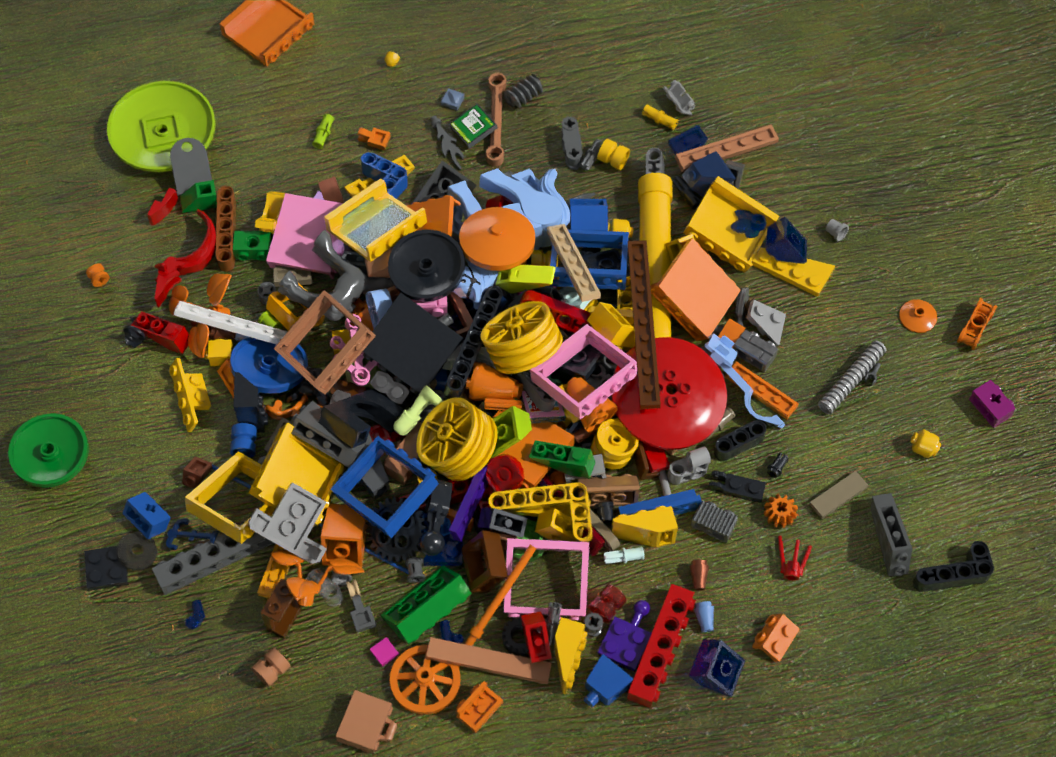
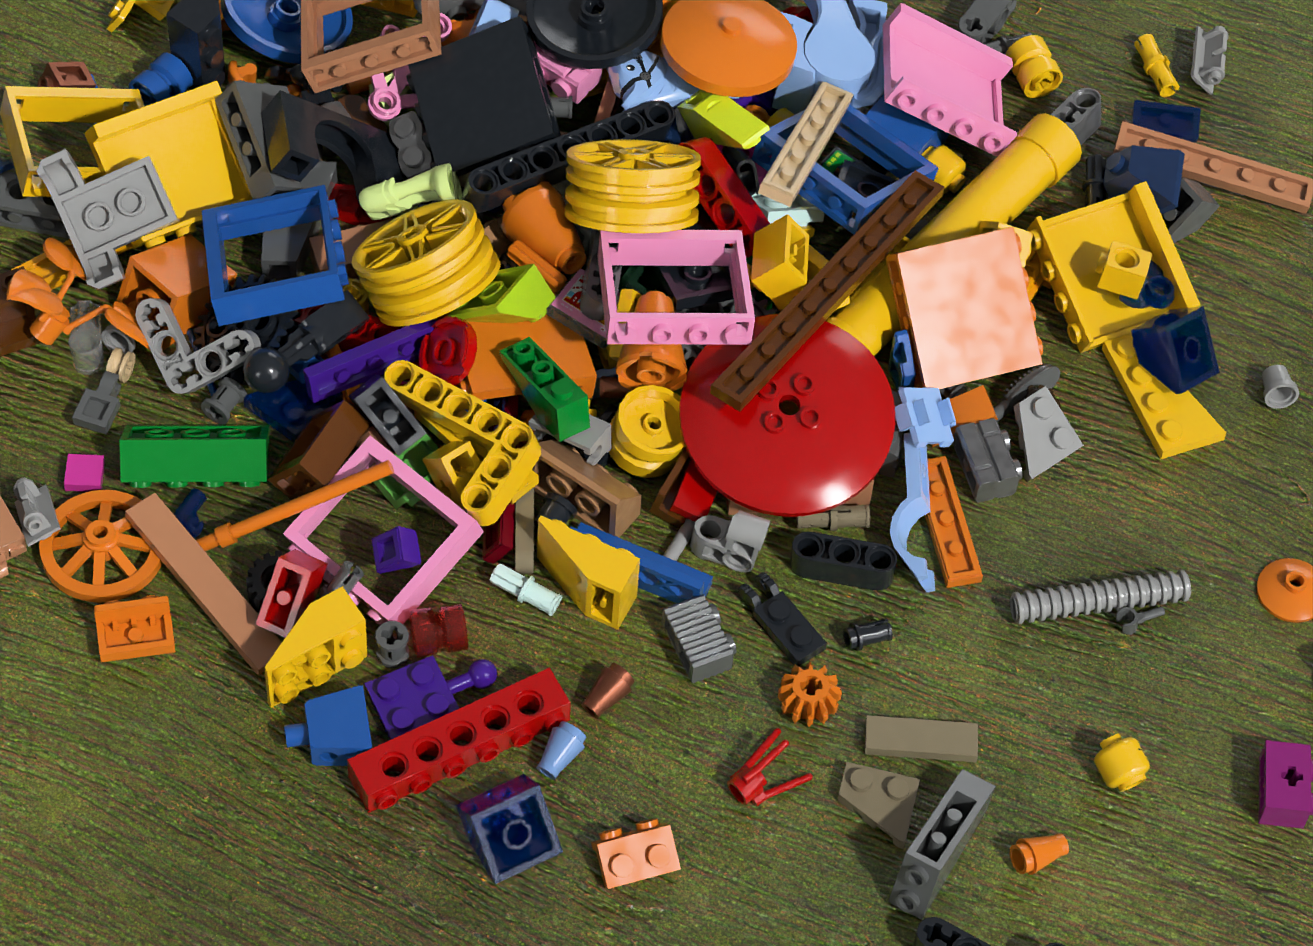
camera: 35 degrees right, 5 degrees down
(383, 687) = (35, 511): none -> light grey hinge
(384, 565) = (183, 358): none -> light grey beam
(563, 582) = (396, 550): none -> dark purple slope
(590, 188) = (945, 79): none -> bright pink panel
(685, 331) = (901, 361): none -> blue tile
(741, 223) = (1123, 269): none -> yellow brick
(847, 534) = (880, 799): none -> dark tan wing
(927, 510) = (1035, 853): none -> orange cone

